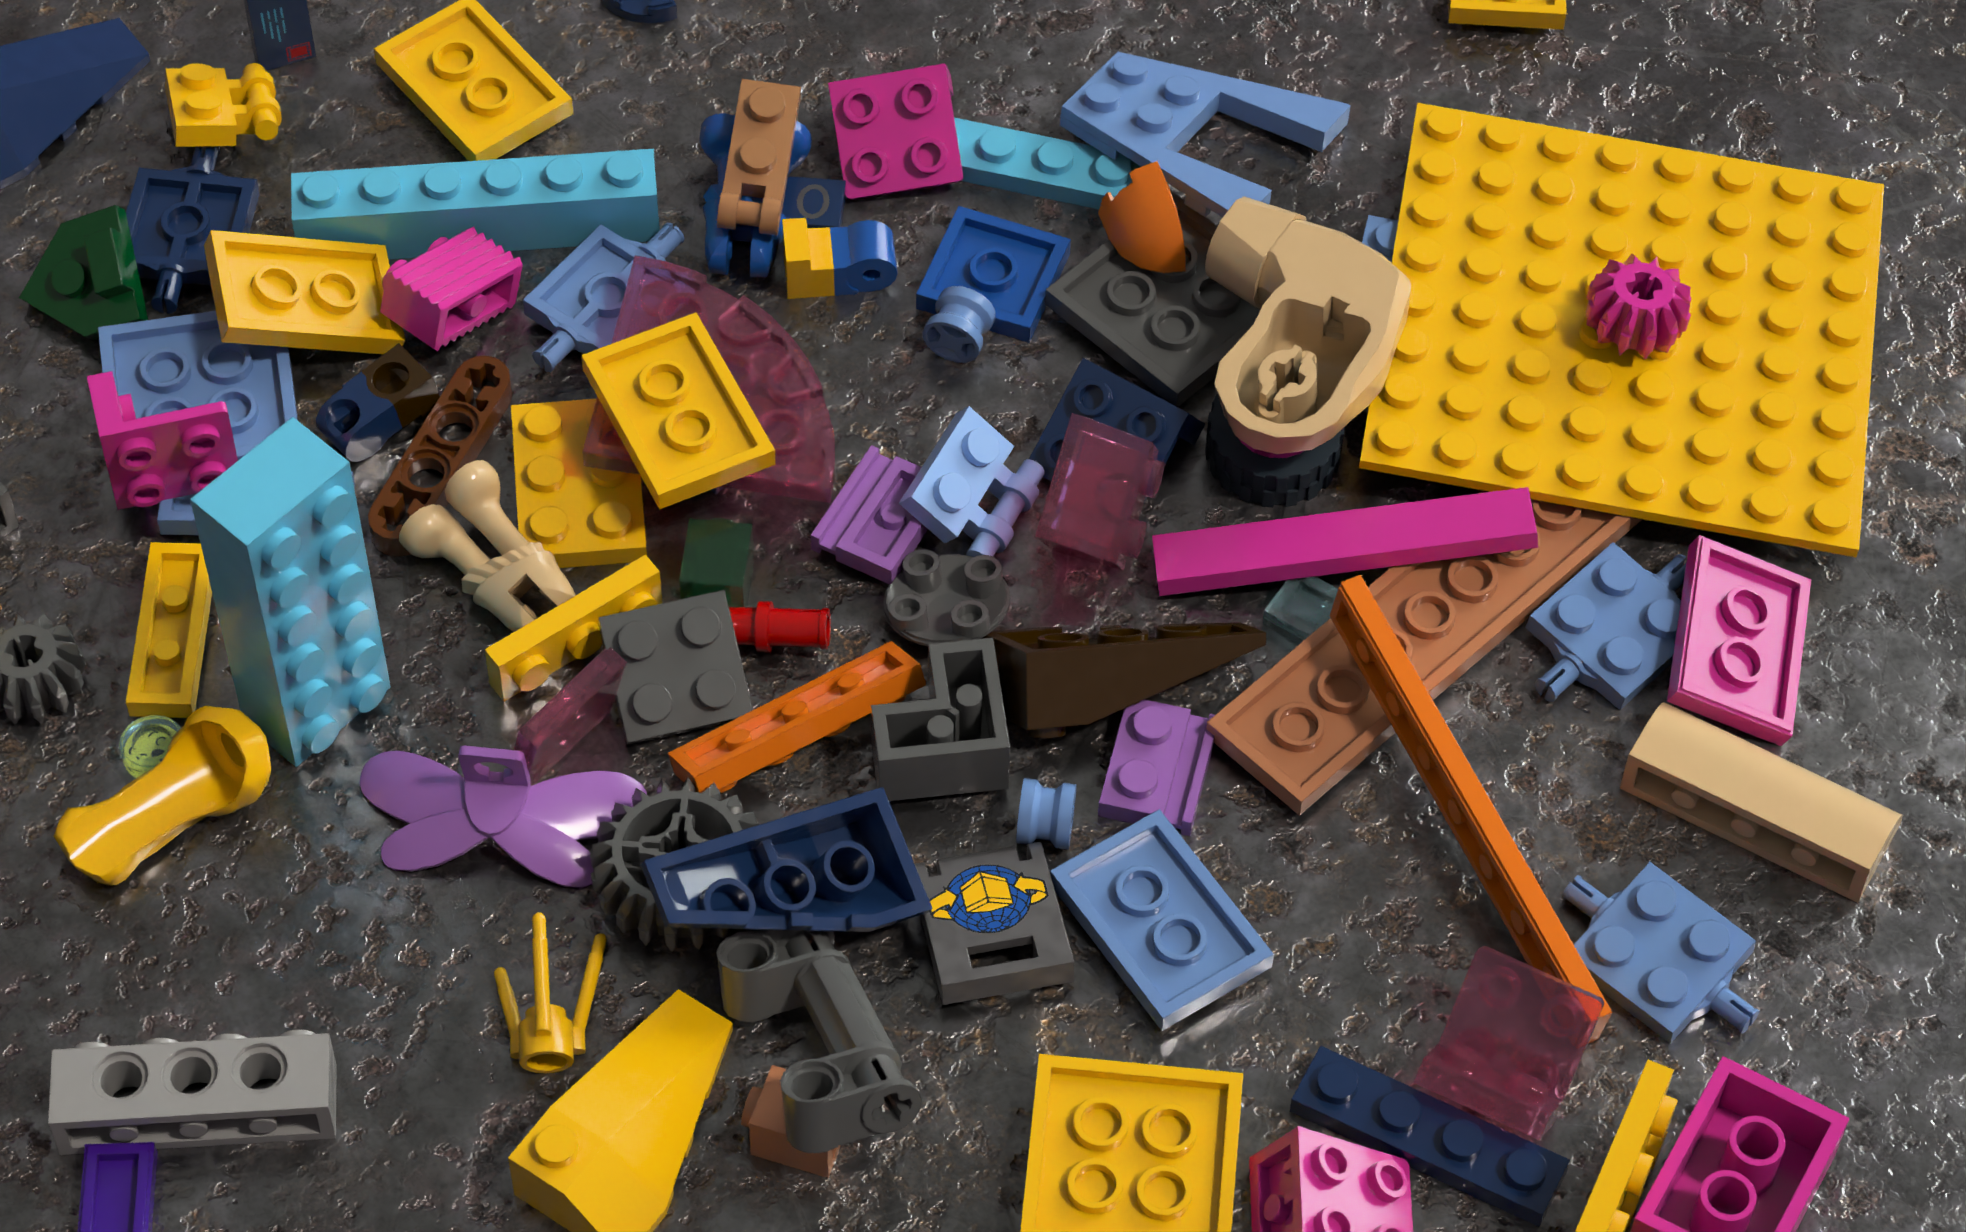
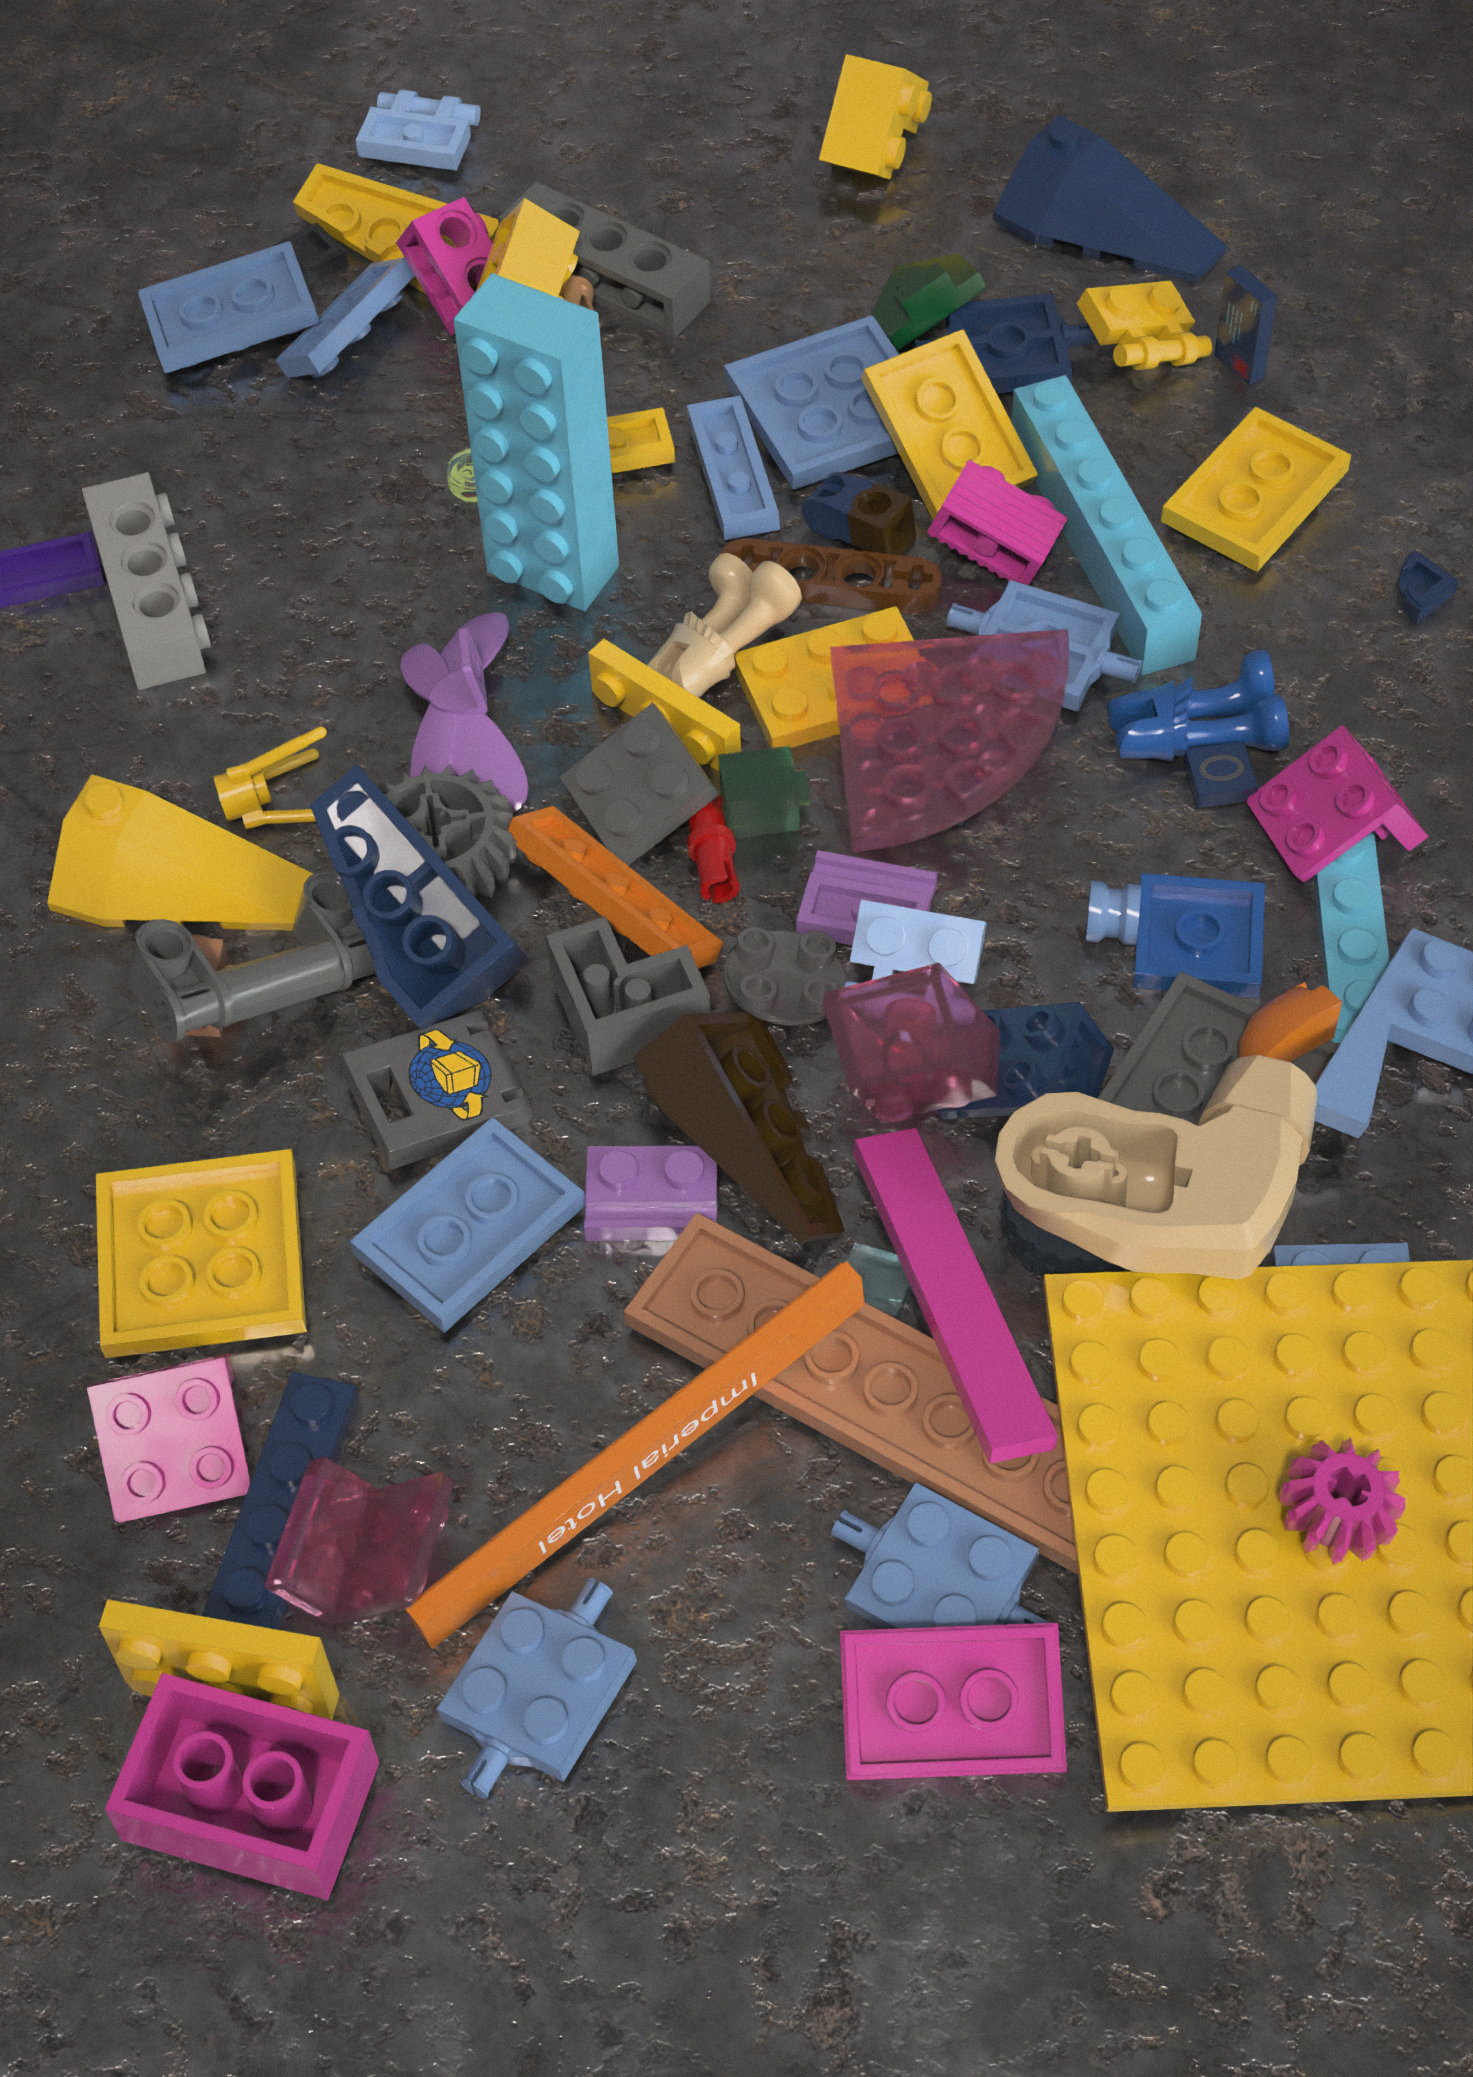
camera: 80 degrees right, 0 degrees up
(159, 453) = (722, 351): dark pink bracket -> none
(209, 770) = (434, 499): yellow hair -> none
(570, 714) = (539, 707): clear pink tile -> none
(678, 410) = (884, 692): yellow plate -> none
(759, 155) = (1222, 692): medium nougat plate -> none
(837, 258) = (1156, 796): leg -> none
(1046, 813) = (559, 1103): medium blue wheel -> none
(1759, 801) = (755, 1761): tan brick -> none

